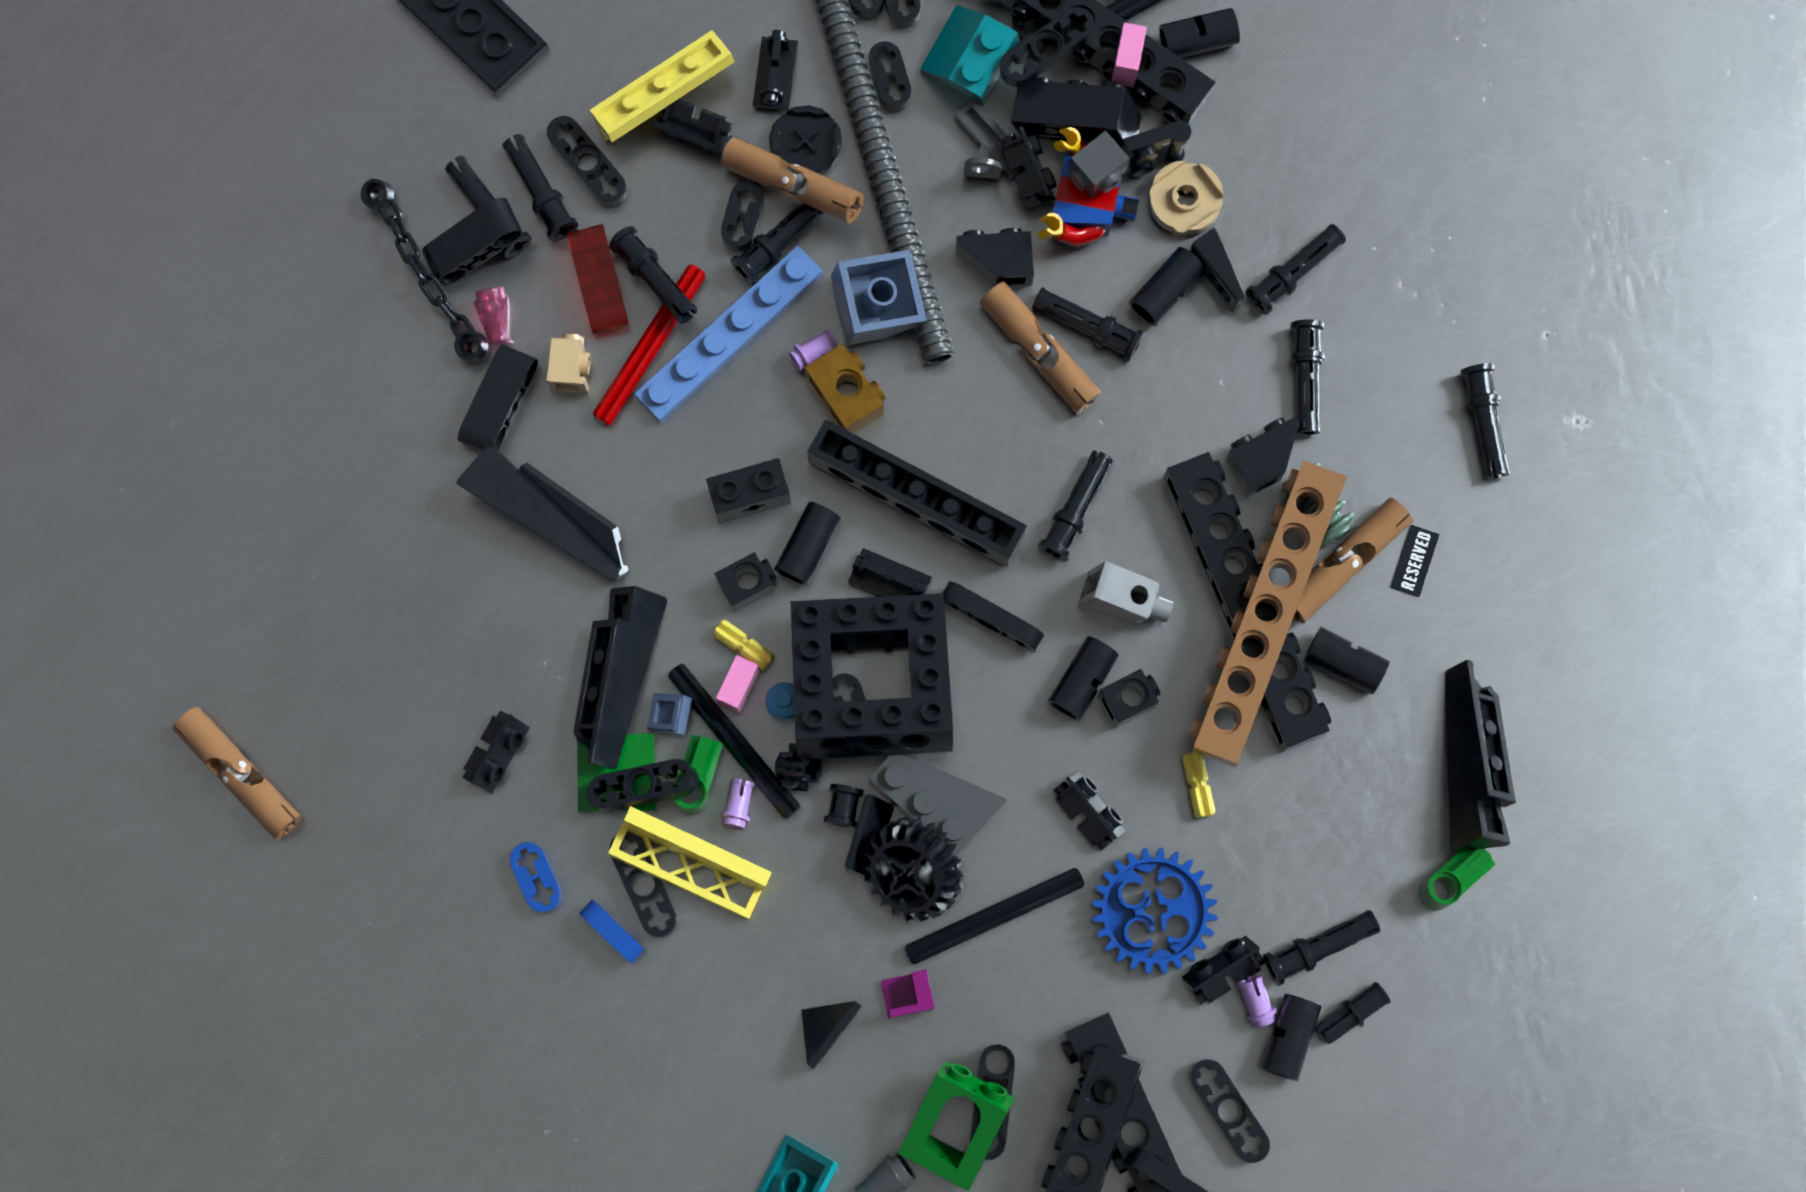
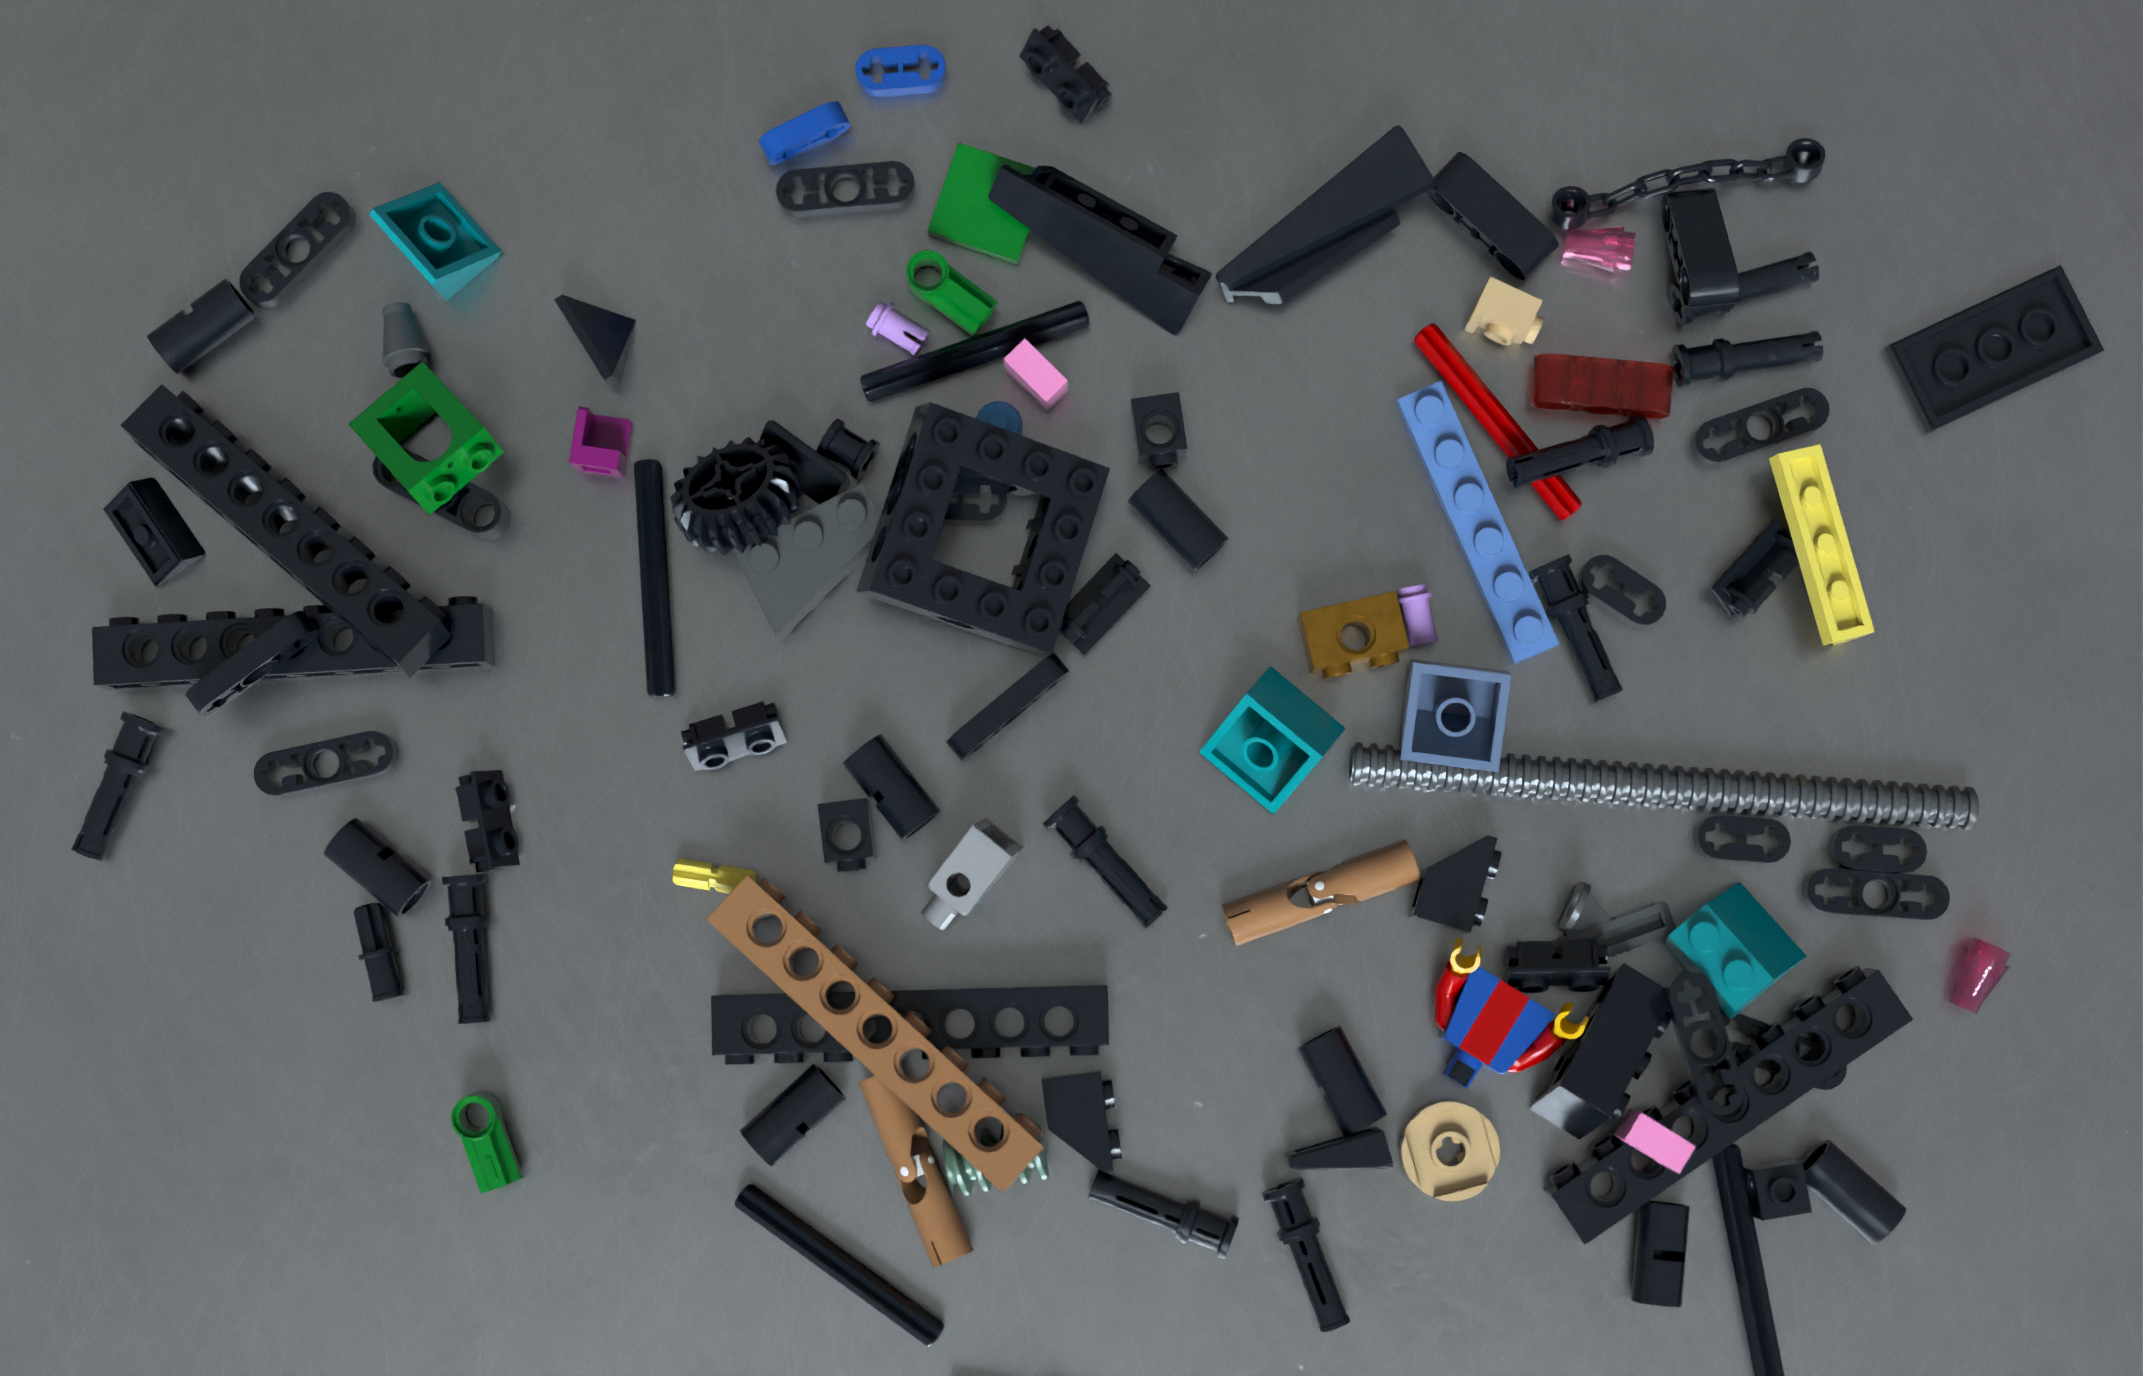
camera: 115 degrees right, 5 degrees up
(658, 791) = (942, 234): black beam -> none
(669, 714) = (1033, 286): sand blue tile -> none
(696, 850) = (858, 257): light yellow fence -> none
(737, 641) = (1077, 408): light yellow piece -> none
(748, 490) = (1268, 471): black brick -> none
(771, 170) = (1659, 649): medium nougat piece -> none
(775, 71) = (1797, 698): black hinge -> none
(795, 772) = (902, 405): black gear -> none
(807, 138) = (1692, 703): black tile -> none
(916, 493) = (1190, 669): black brick -> none
(943, 419) = (1272, 740): none -> teal slope
(1047, 303) = (1309, 982): black pin -> none
(1098, 165) = (1521, 1045): dark grey brick -> none
(1147, 147) = (1524, 1116): black plate -> none
(1189, 906) = (575, 806): blue gear -> none
(1257, 1001) = (433, 844): lavender pin -> none
(1415, 560) = (887, 1253): black sticker -> none
(1437, 590) = (839, 1265): none -> black axle
(1477, 763) = (610, 1222): black wedge -> none

